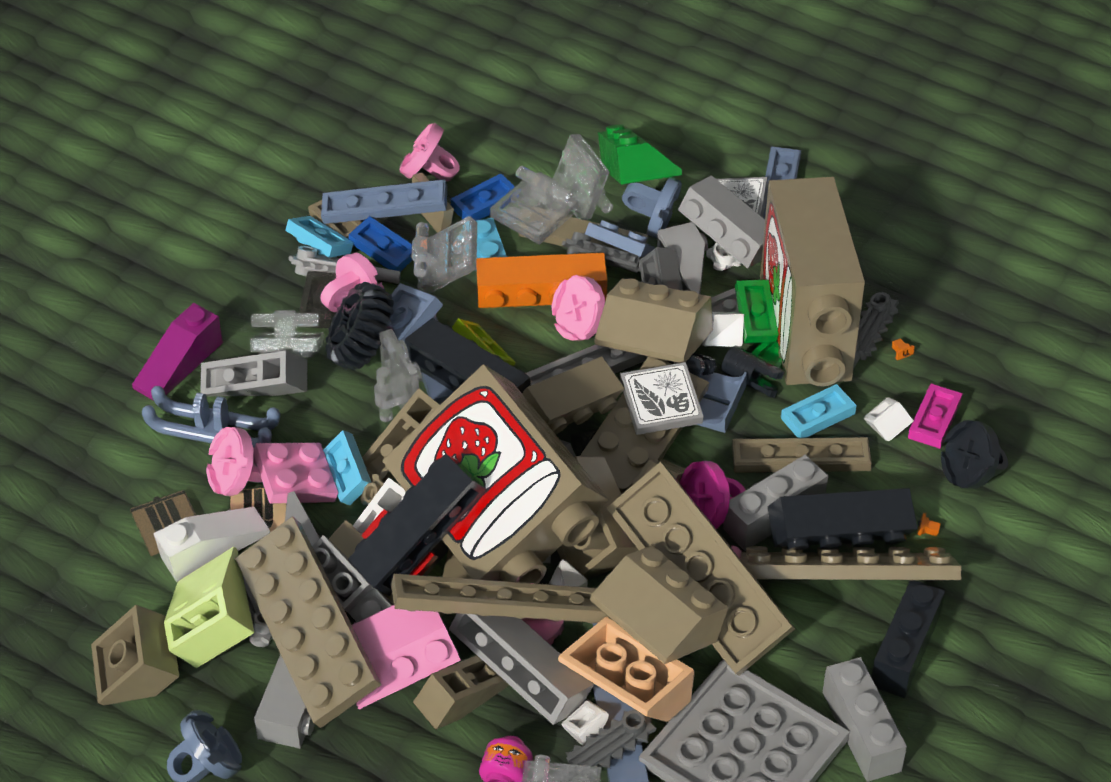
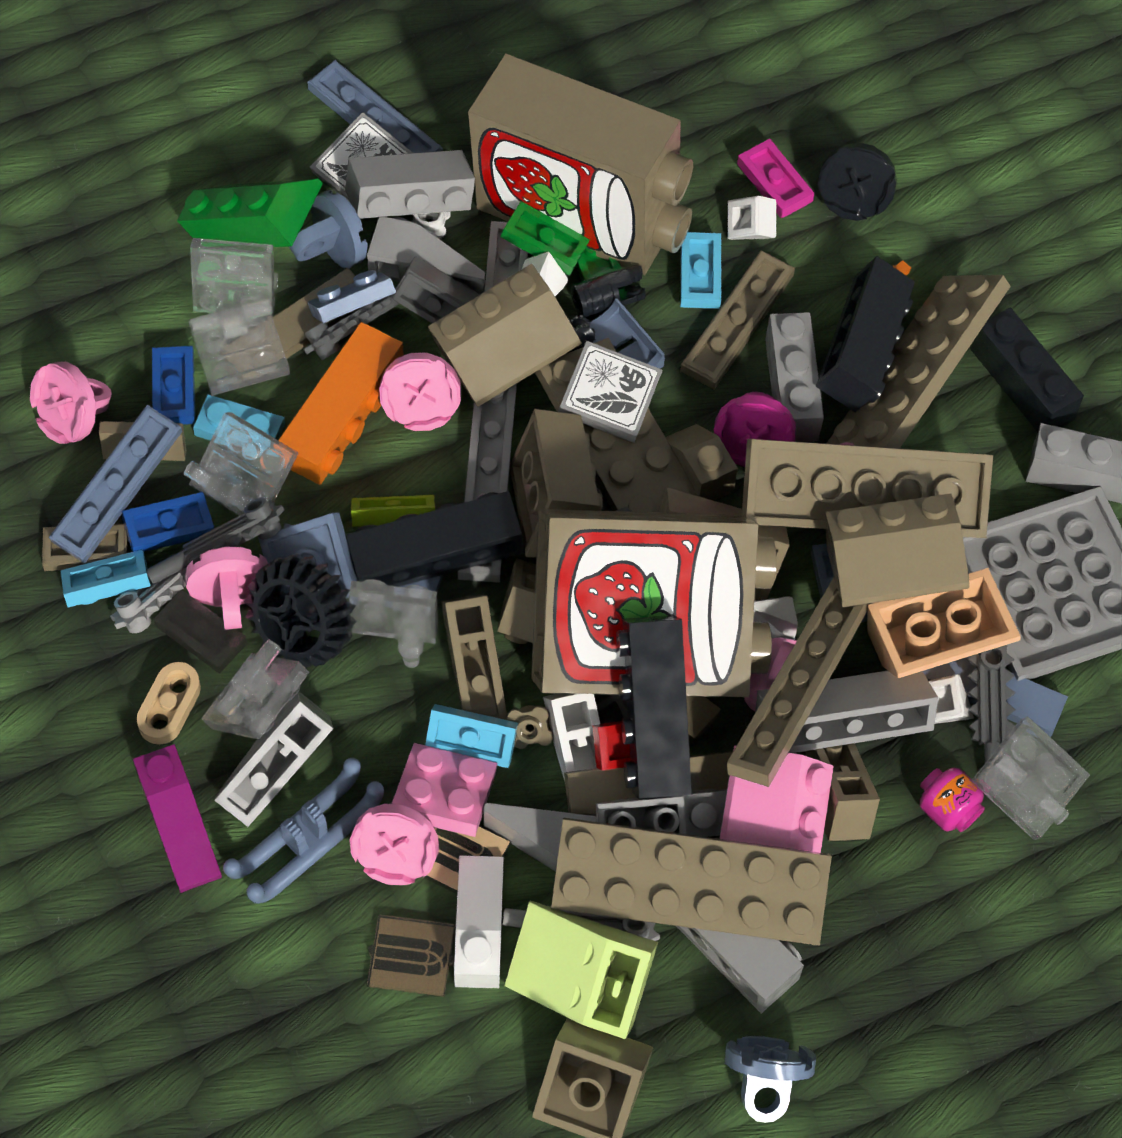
camera: 60 degrees left, 15 degrees up
(239, 309) = (167, 705): none -> tan plate
(407, 270) = (258, 520): none -> dark grey piece

